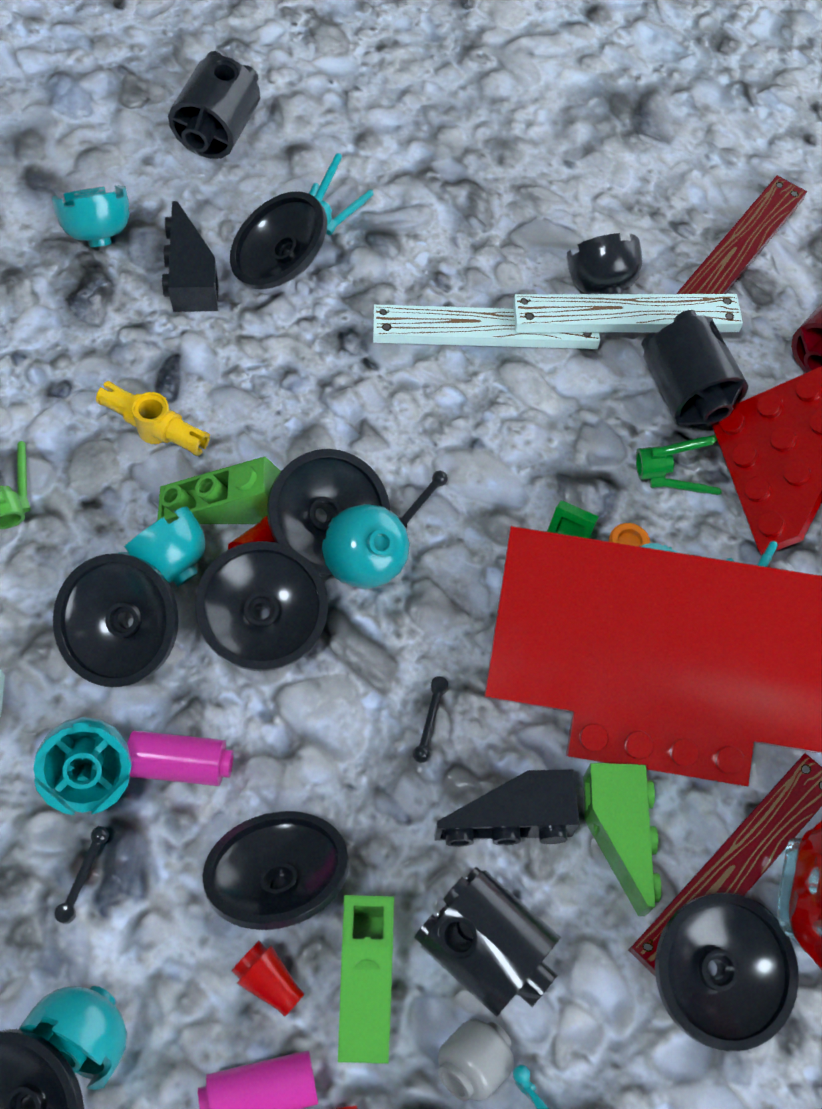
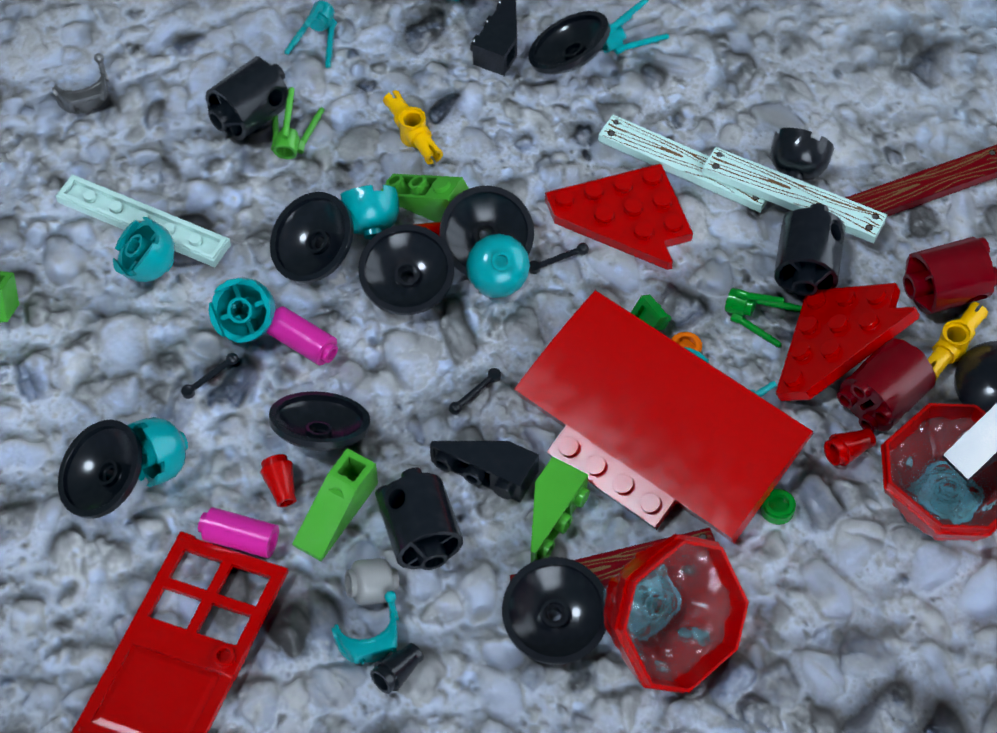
camera: 35 degrees right, 5 degrees down
(459, 413) = (625, 211): none -> red wing

